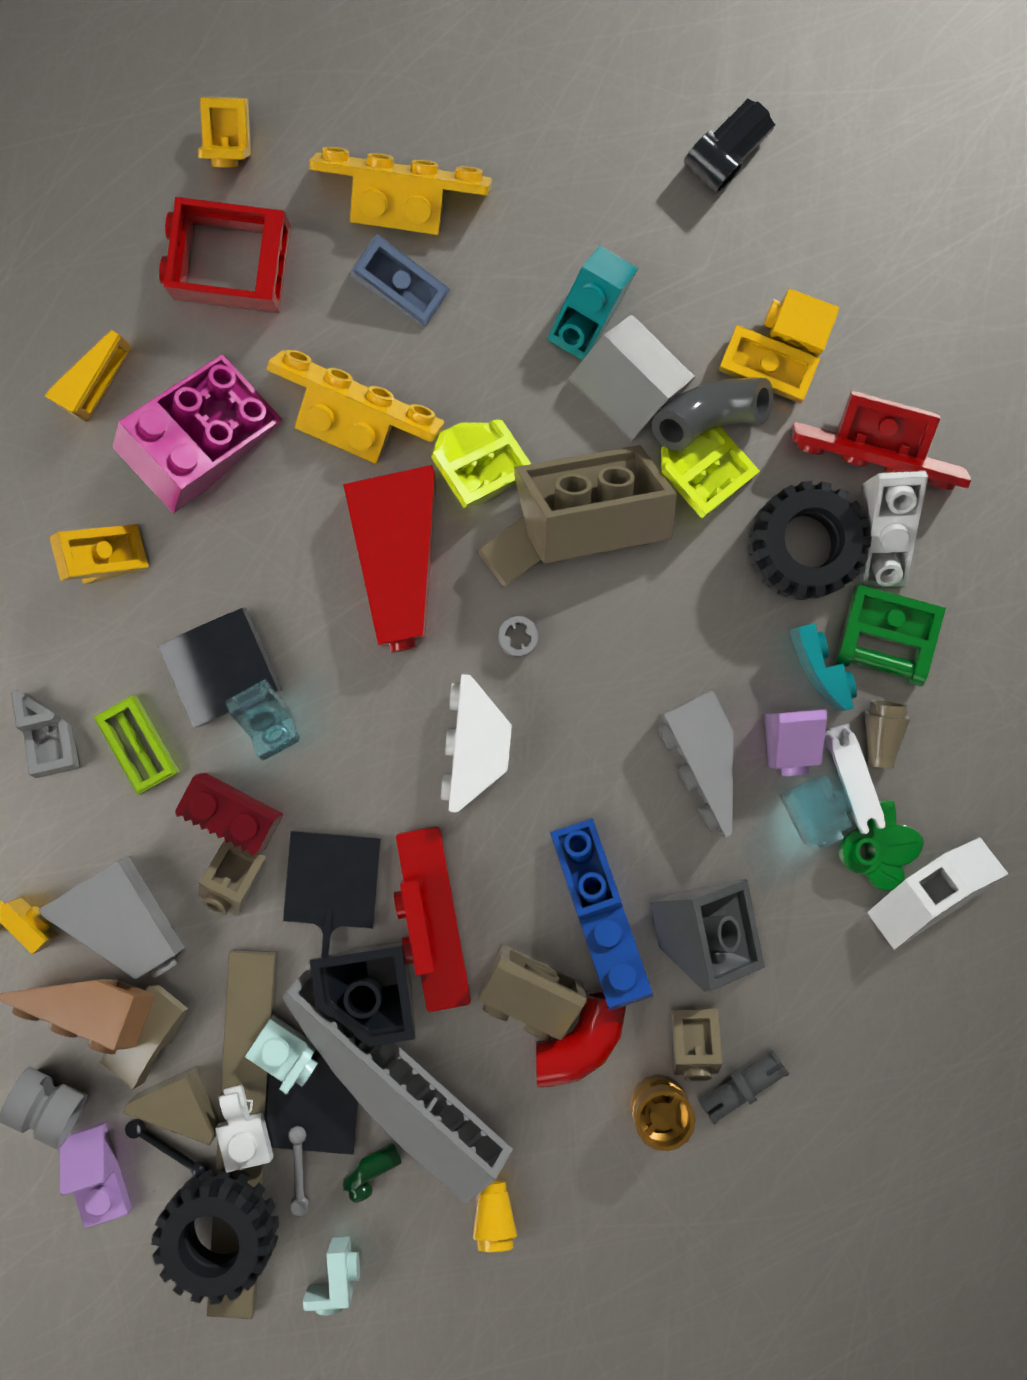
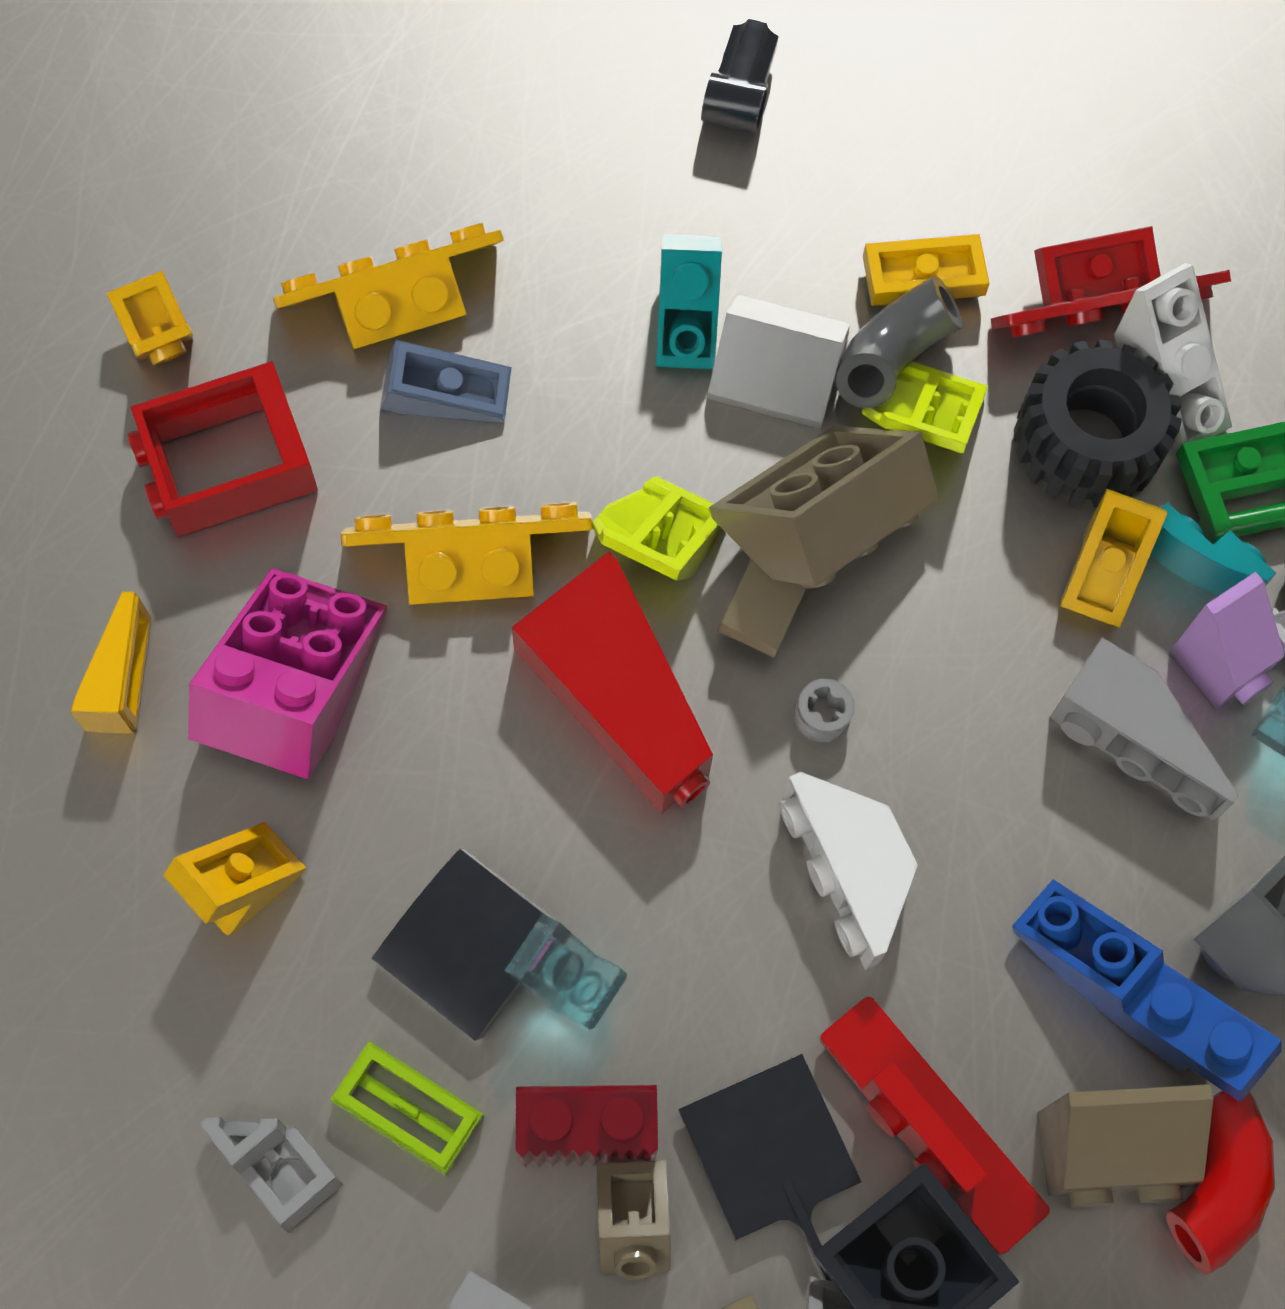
camera: 30 degrees left, 20 degrees down
(756, 640) = (1113, 557): none -> yellow slope
(801, 321) = (934, 205): yellow brick -> none

